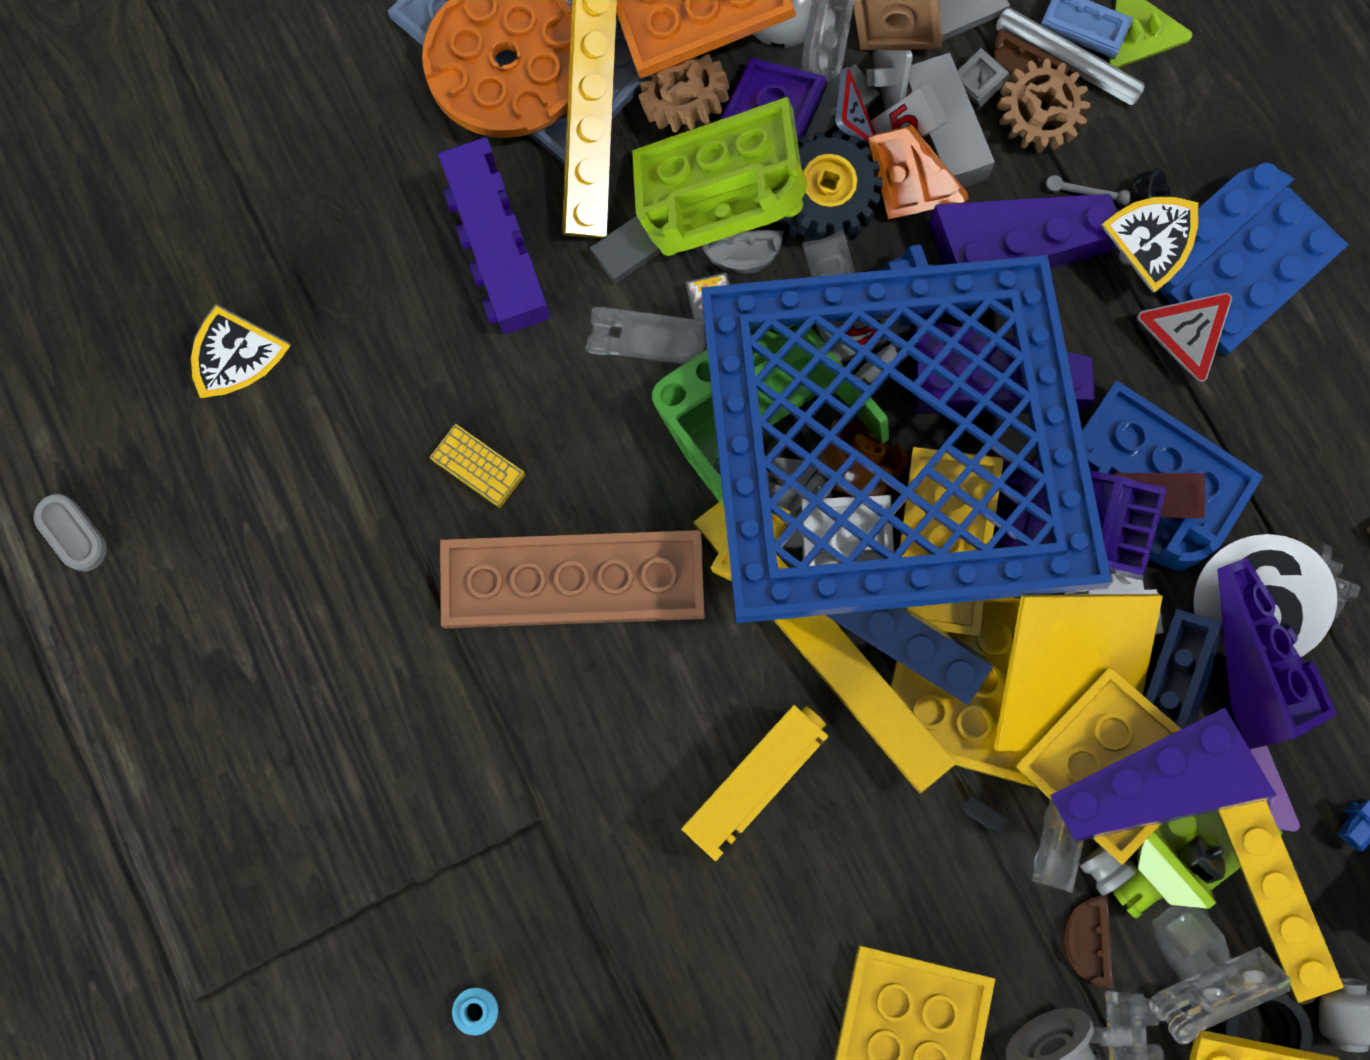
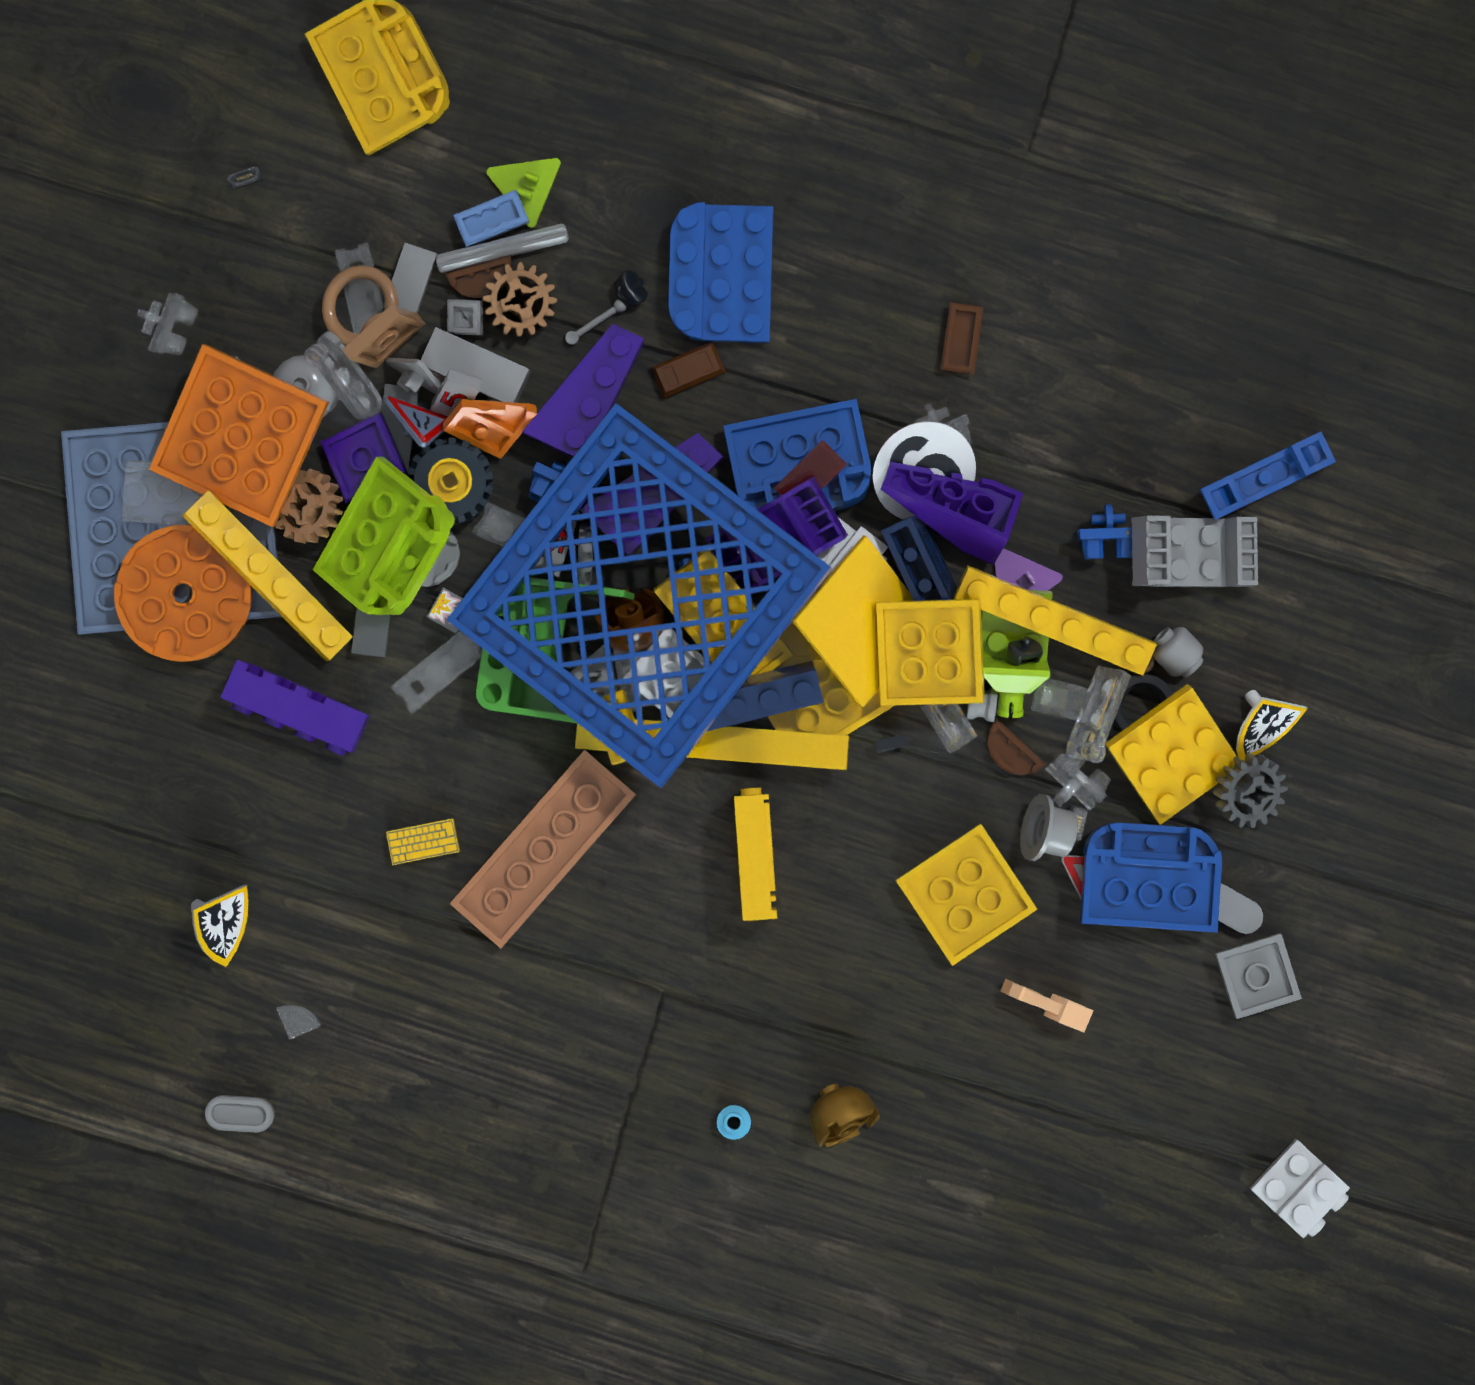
camera: 50 degrees left, 10 degrees up
(206, 505) = (297, 1020): none -> clear tile
(1120, 304) = (688, 370): none -> reddish brown tile
(1154, 236) = (662, 323): shield -> none
(1172, 779) = (962, 635): dark purple wedge -> none
(1189, 331) = (735, 354): piece -> none

